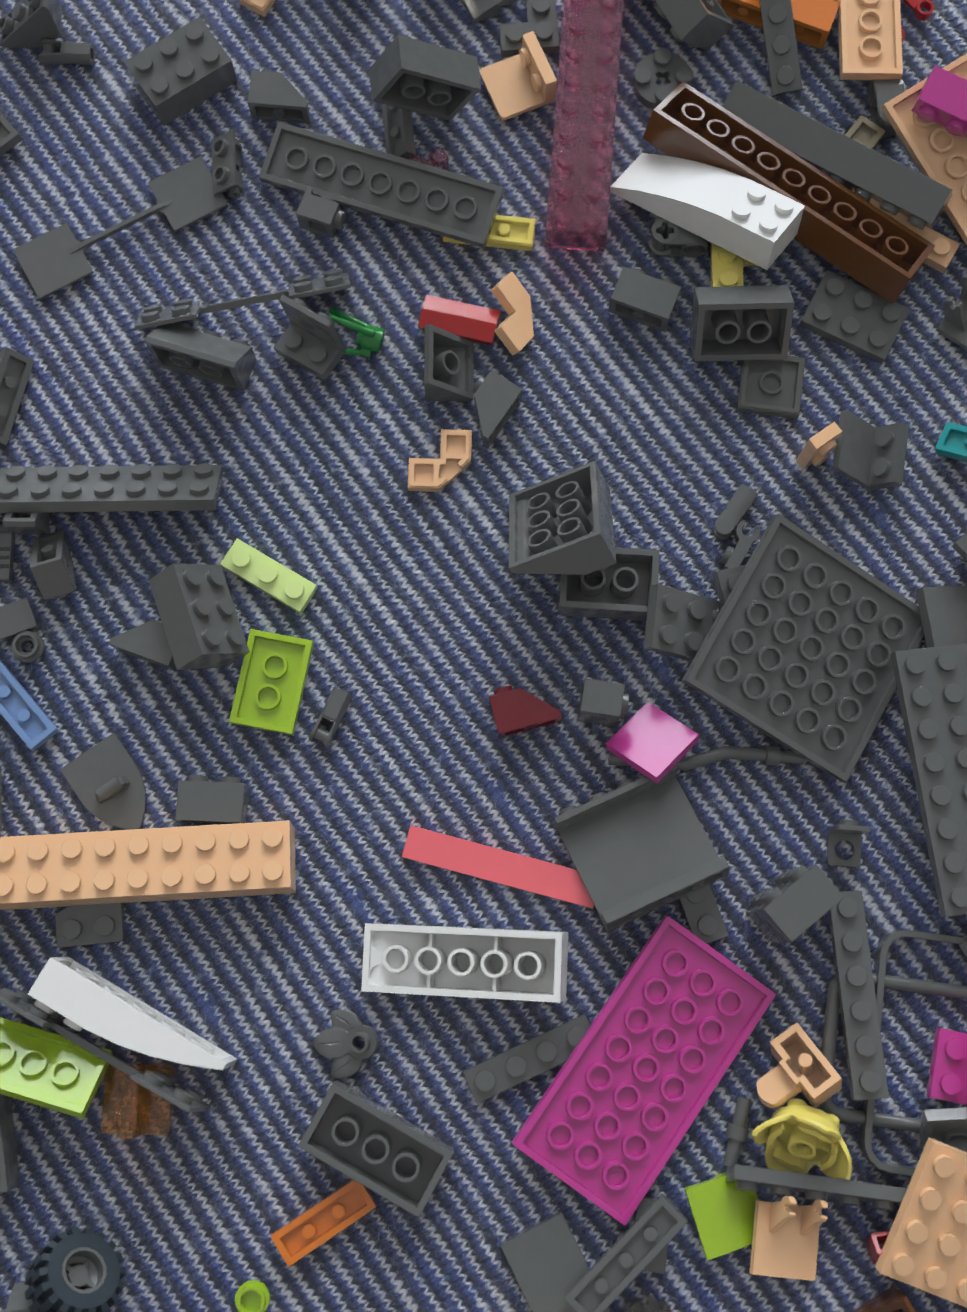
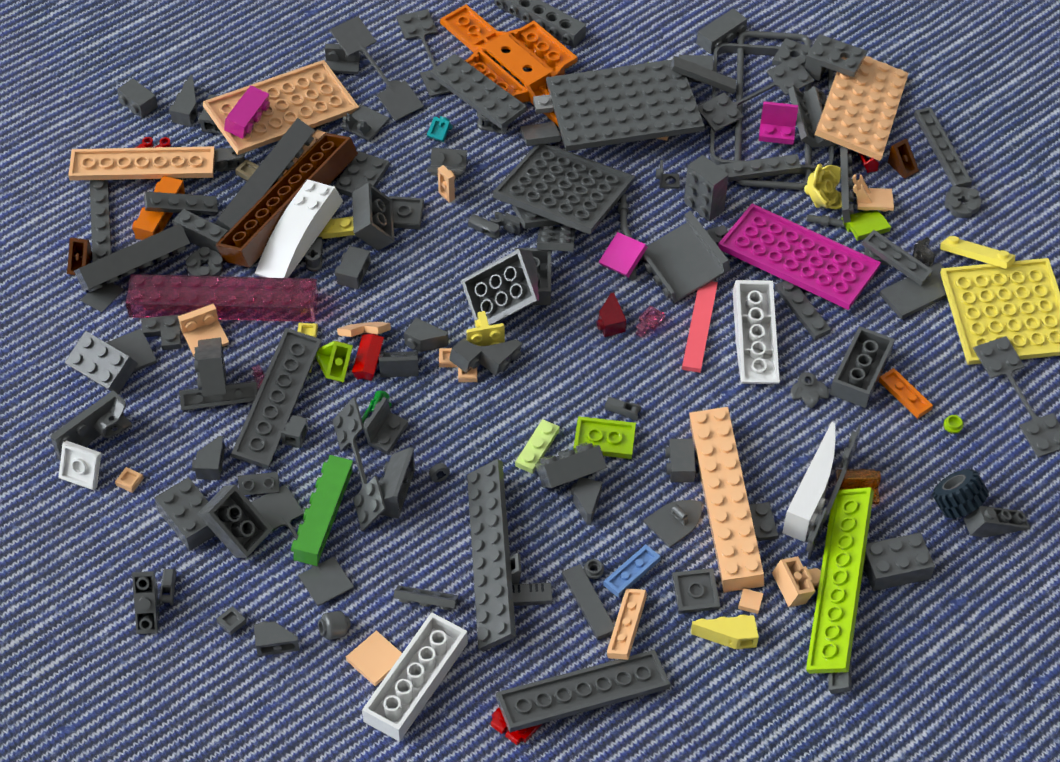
camera: 95 degrees left, 25 degrees down
(53, 565) = (540, 556): dark grey slope -> none
(138, 121) = (235, 521): none -> dark grey brick
(165, 250) = (322, 511): none -> bright green brick
(225, 421) = (439, 472): none -> dark grey tile
(436, 512) = (492, 357): none -> dark grey arch
(447, 272) = (334, 359): none -> lime slope
(480, 495) = (485, 334): none -> light yellow bracket
(514, 781) = (649, 318): none -> clear pink plate
(602, 702) = (603, 275): dark grey brick -> none
(727, 61) = (200, 231): none -> dark grey brick
(799, 1070) = (790, 188): light nougat brick -> none

